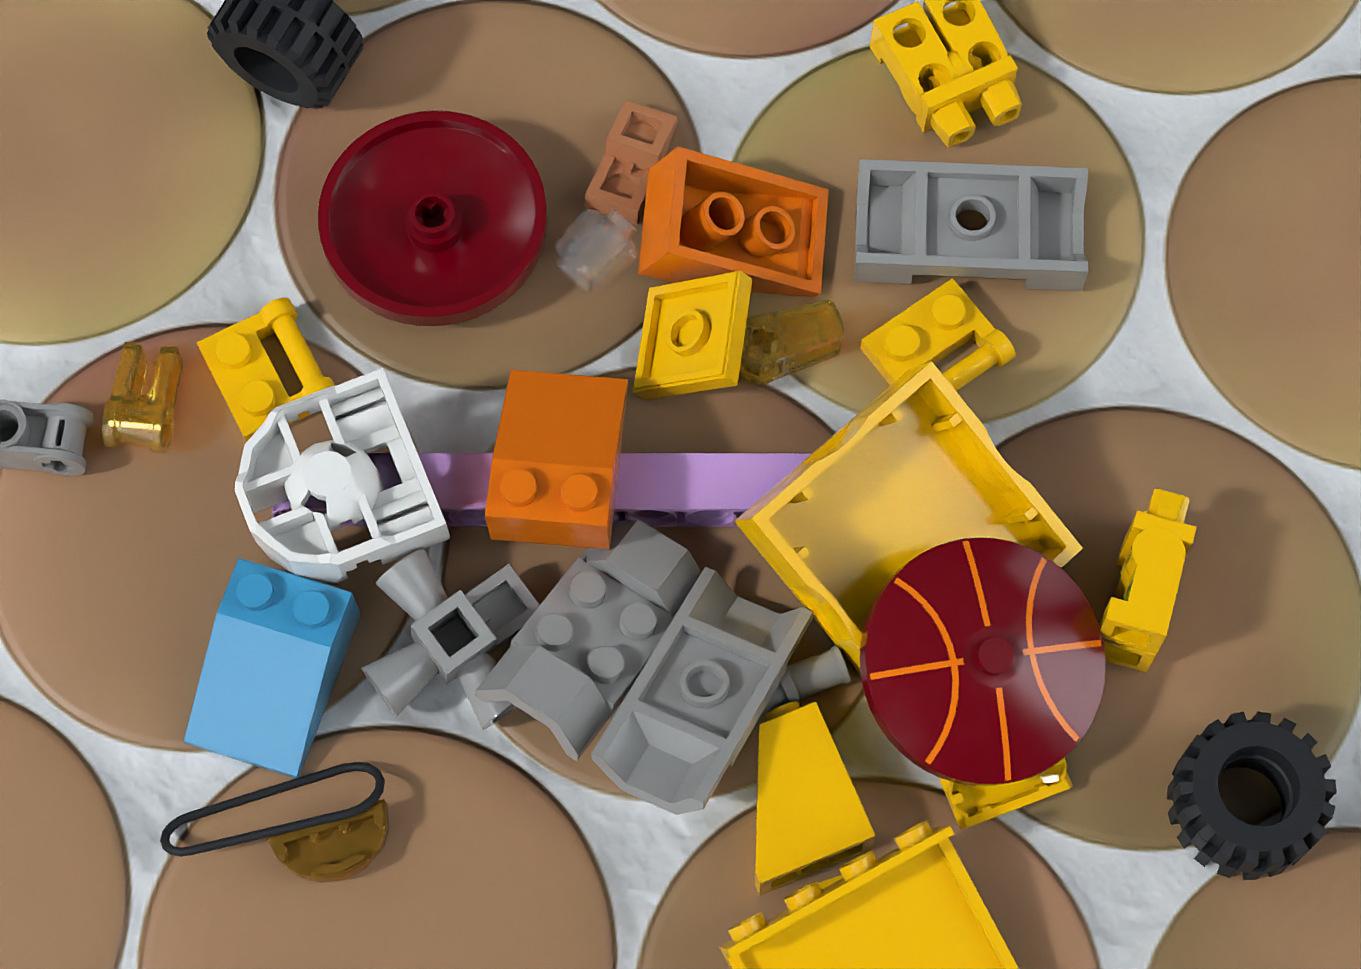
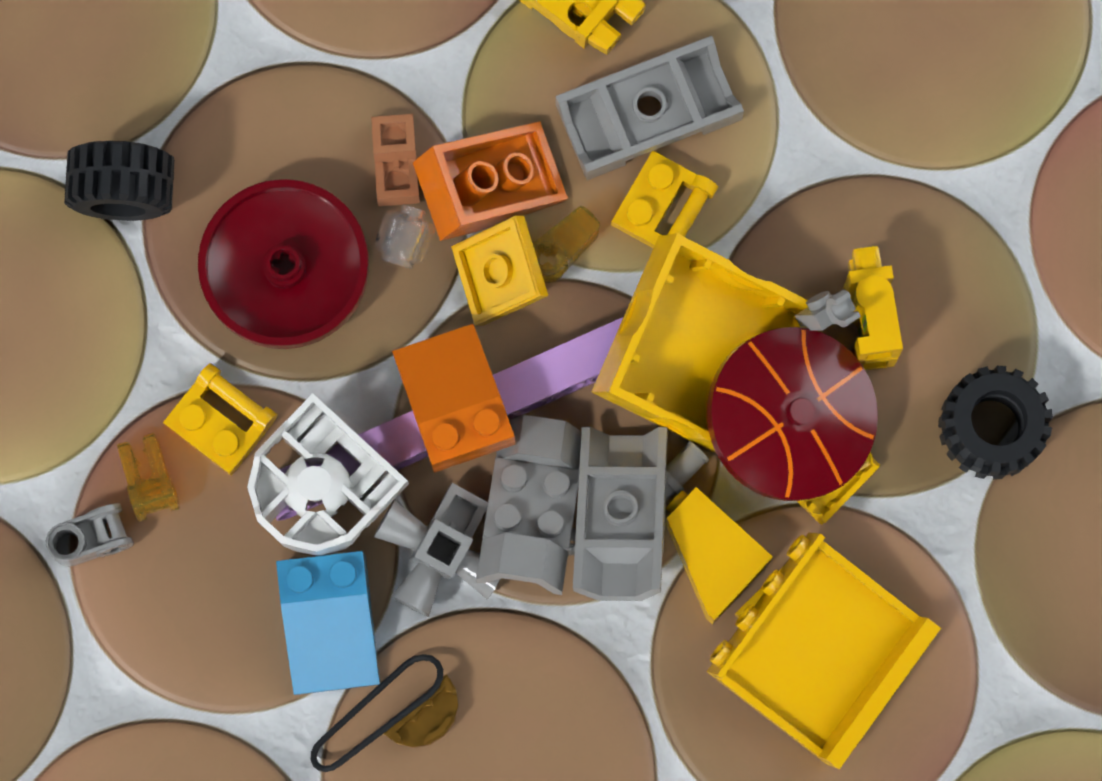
camera: 25 degrees left, 10 degrees up
(1088, 544) = (826, 310): none -> light grey plate

